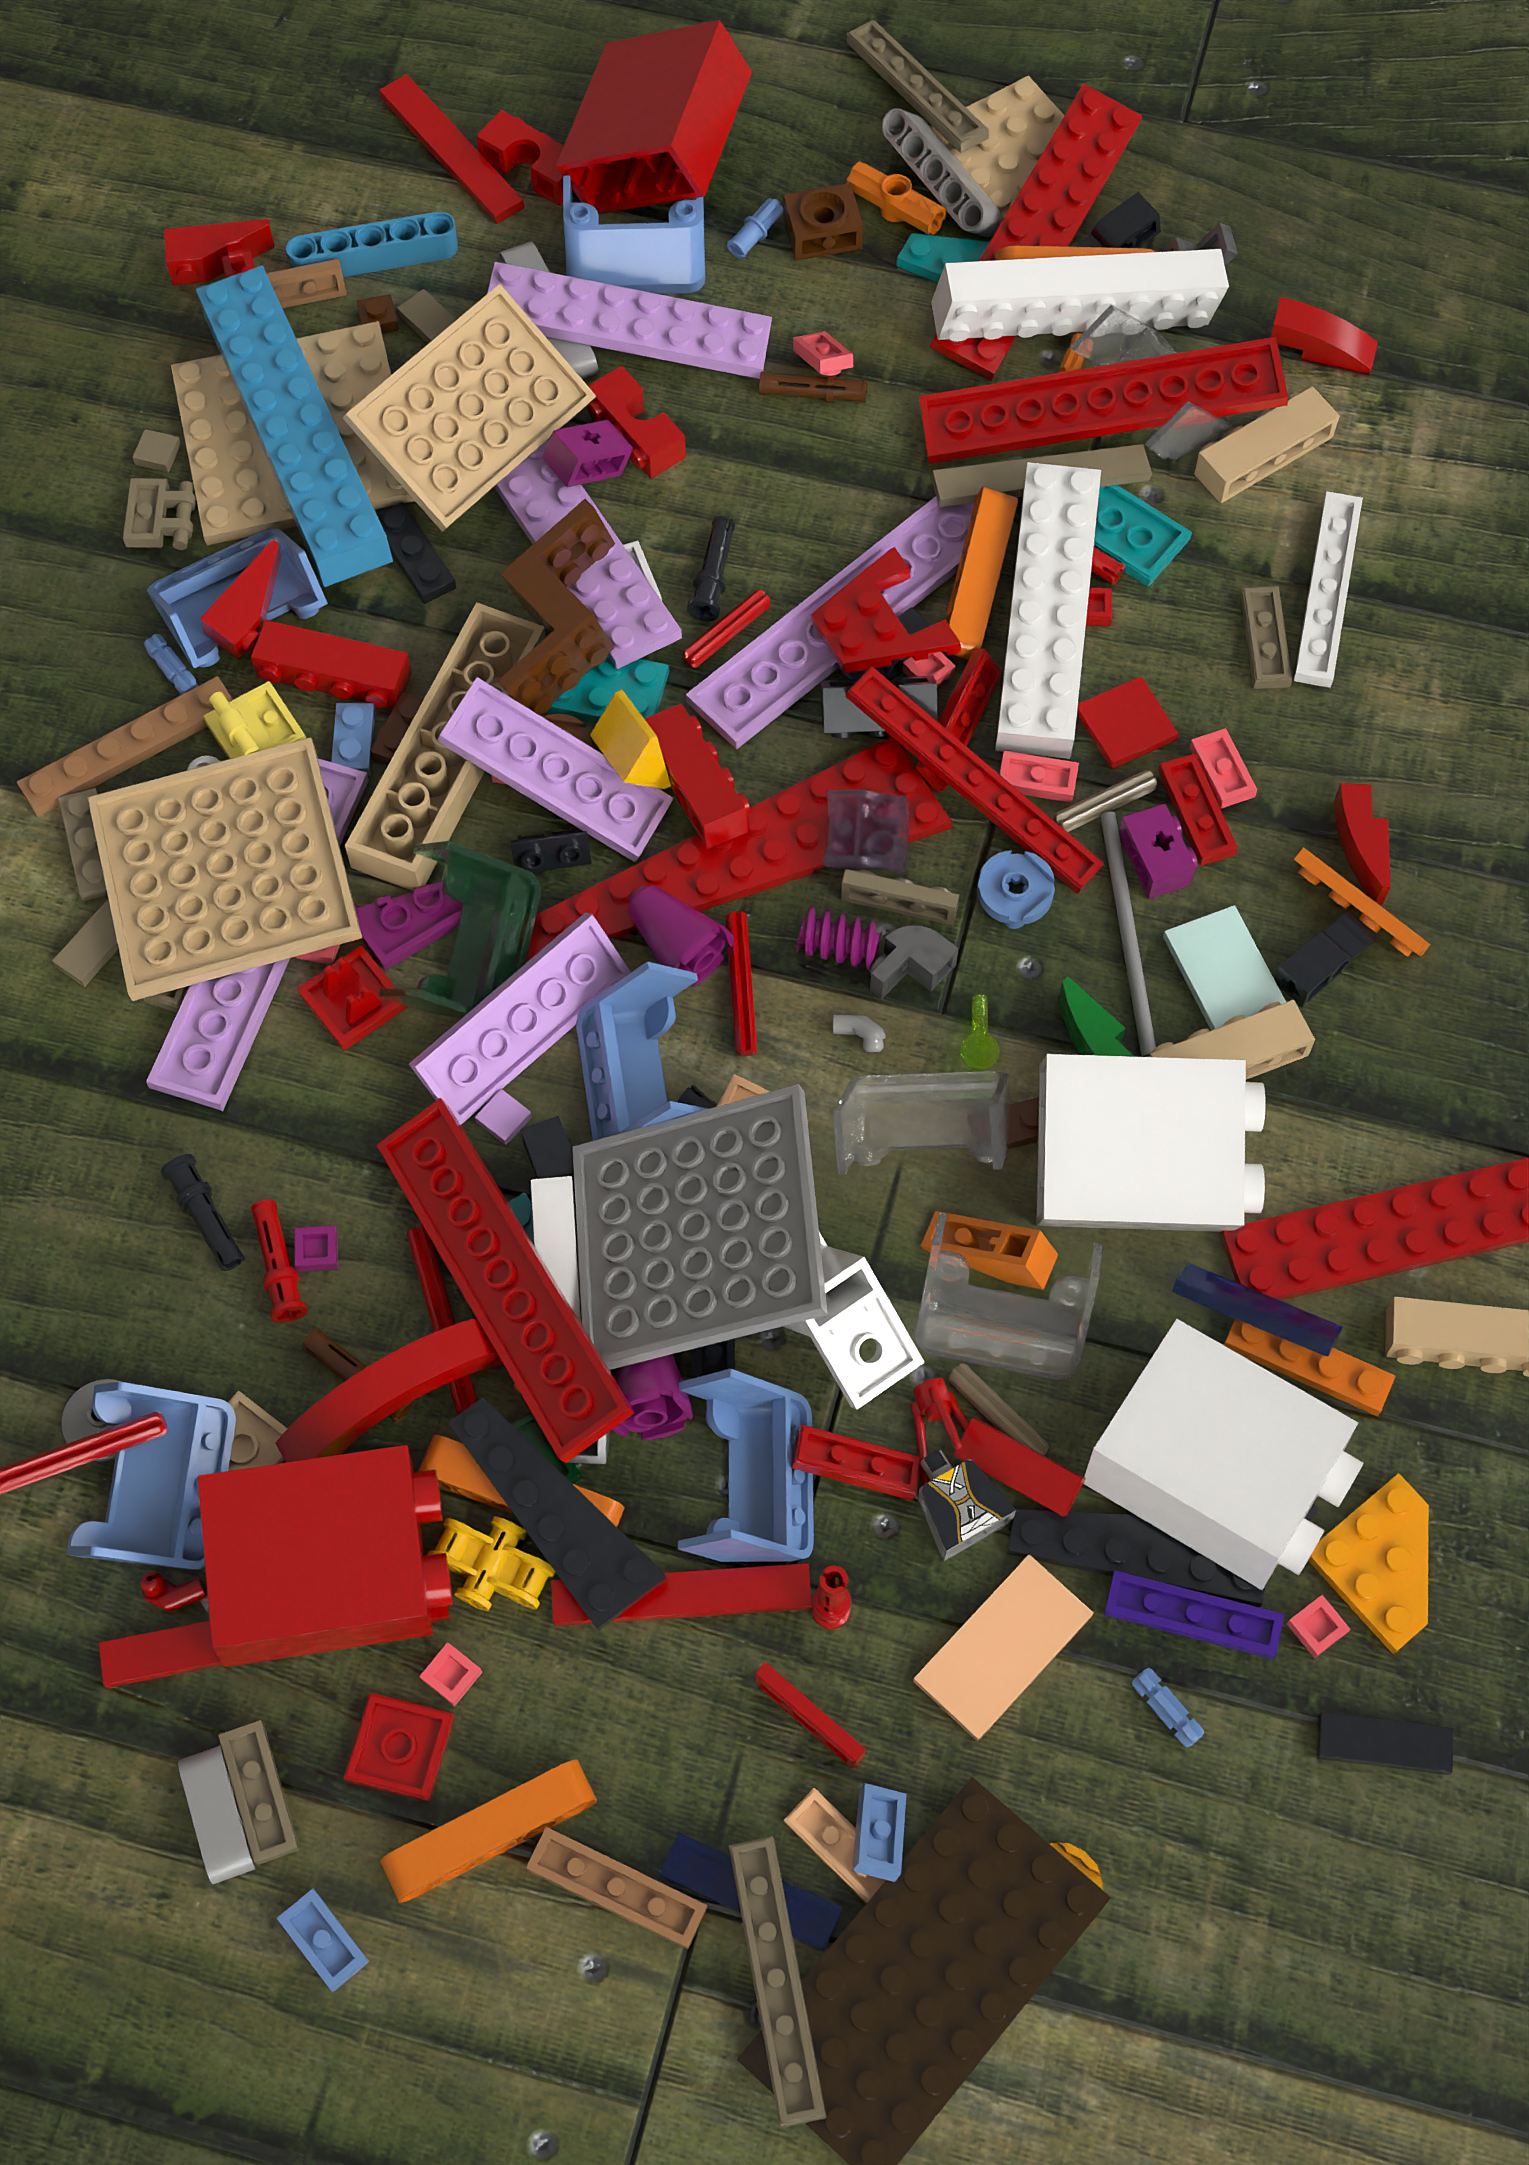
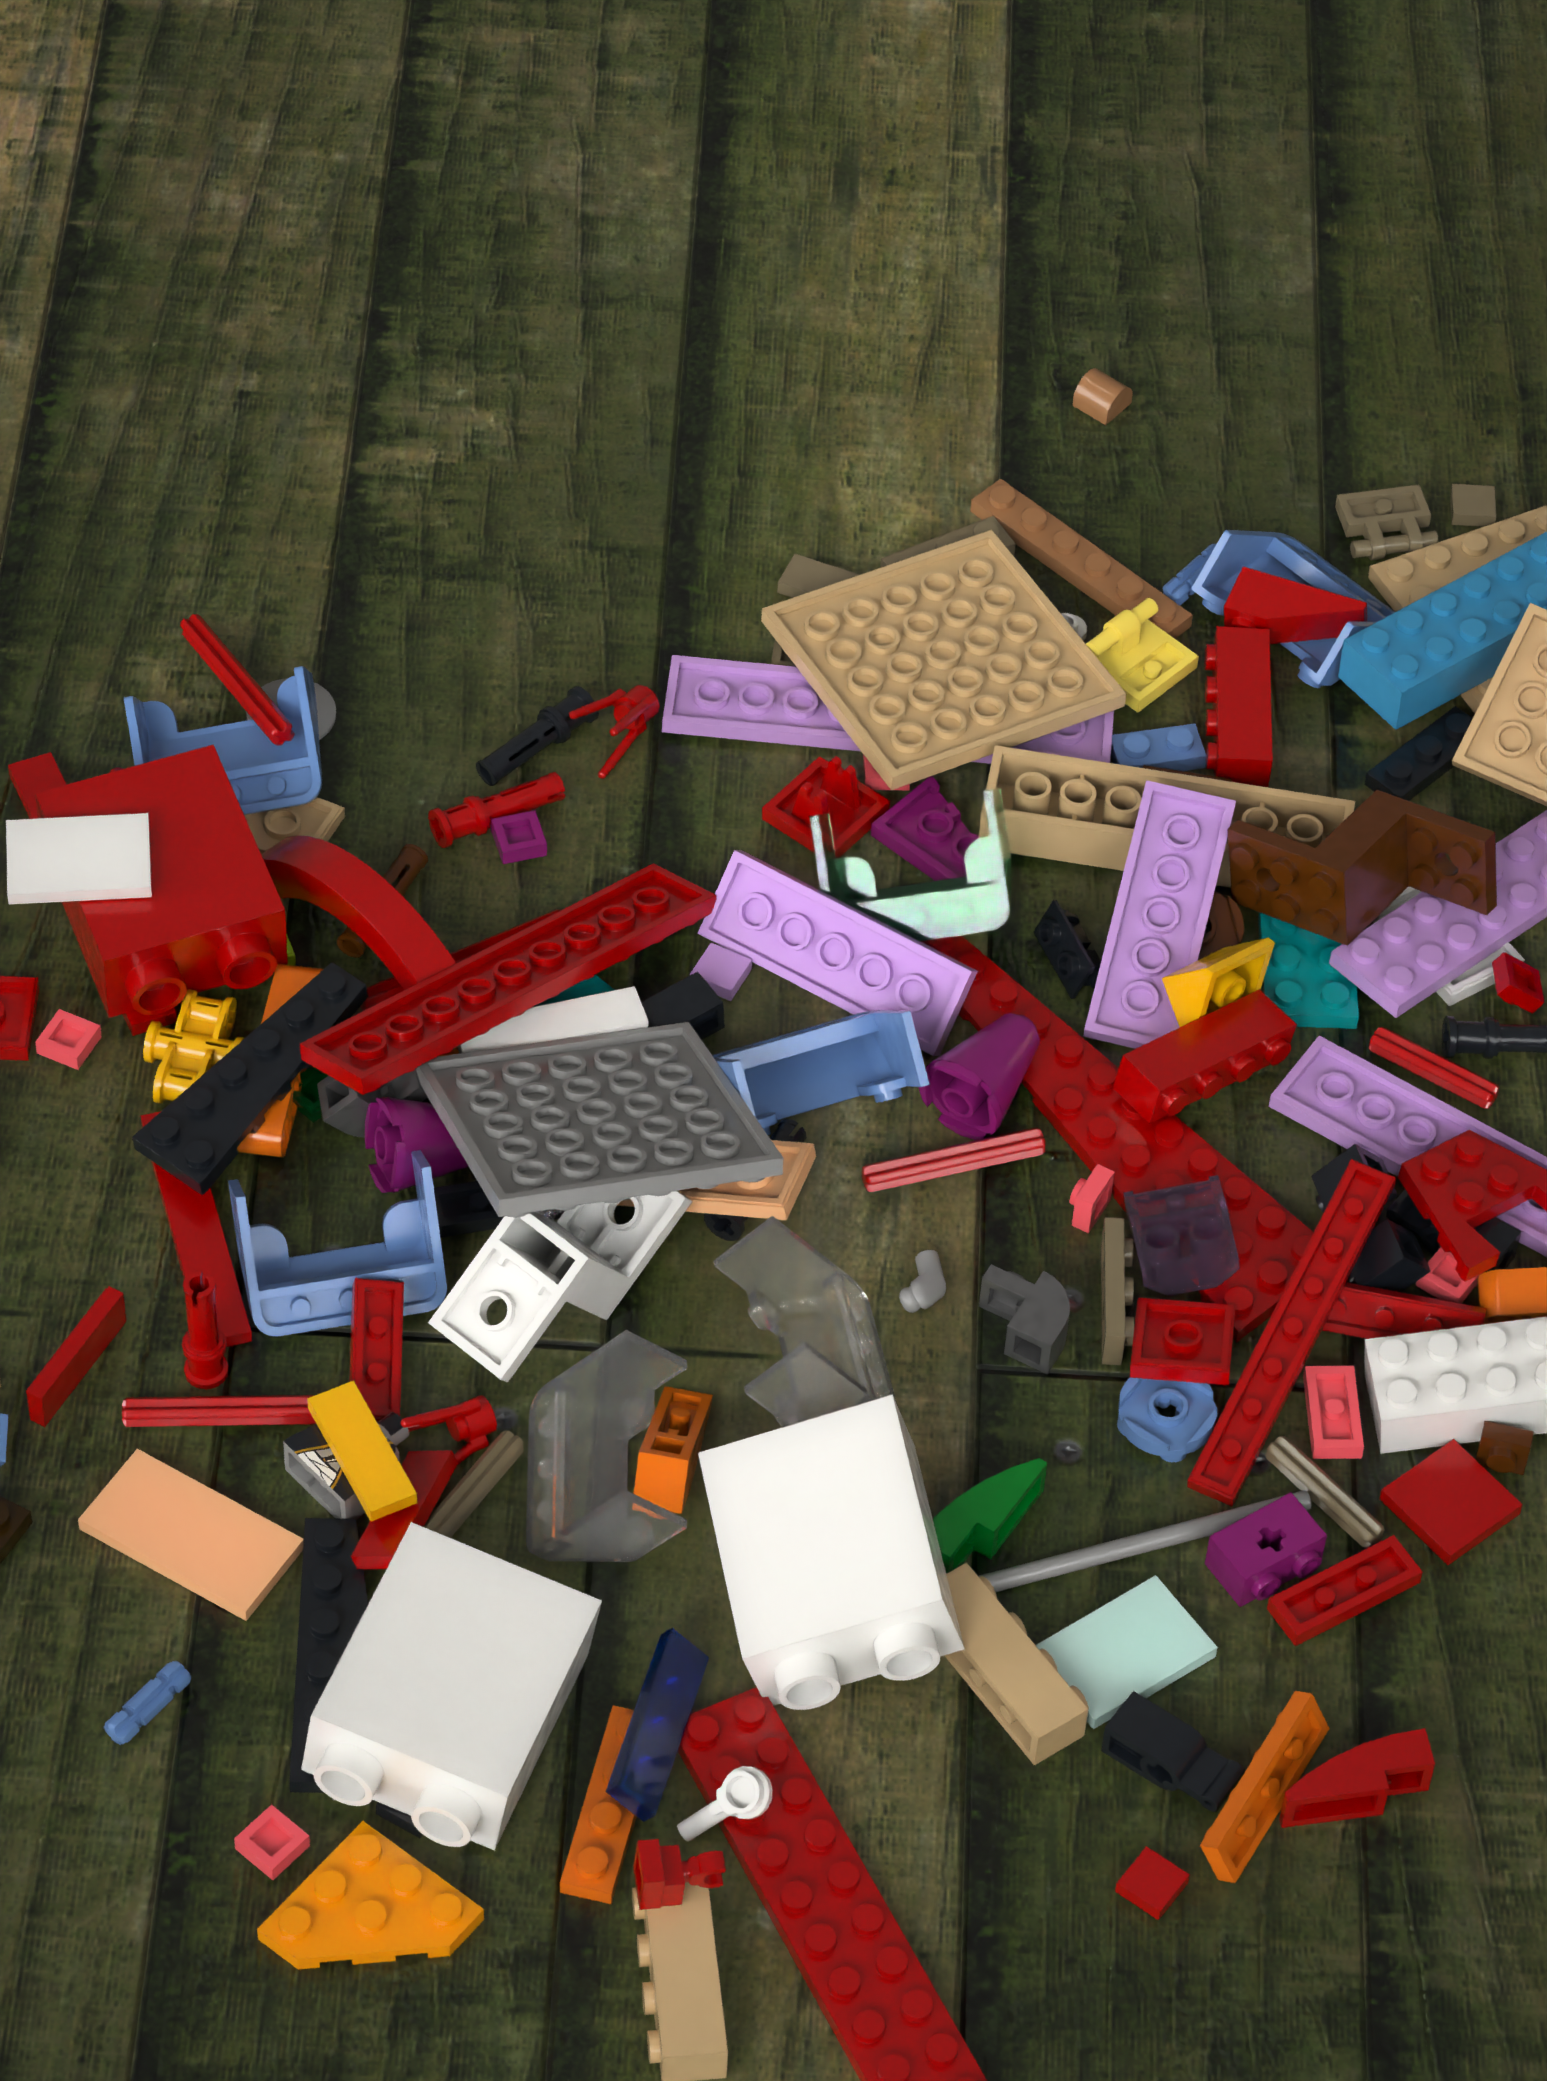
camera: 75 degrees right, 15 degrees down
(200, 1124) = (630, 712): none -> red plant
(308, 1618) = (78, 858): none -> white tile
(663, 550) = (1517, 983): none -> red plate
(807, 890) = (1091, 1197): none -> coral plate
(839, 938) = (1036, 1232): magenta piece -> none
(882, 1603) = (216, 1411): none -> red axle
(963, 857) = (1182, 1341): none -> red tile
(974, 1486) = (362, 1451): none -> yellow tile
(979, 1049) = (935, 1406): clear neon green plate -> none
(1094, 673) = (1504, 1448): none -> reddish brown plate
(1194, 1614) = (262, 1713): dark purple plate -> none
(1223, 768) = (1415, 1611): coral plate -> none
(1338, 1257) = (743, 1794): none -> white plate
(1385, 1743) = (143, 1934): black tile -> none
(1416, 1325) = (662, 1874): none -> red piece
(1425, 998) = (1152, 1883): none -> red tile

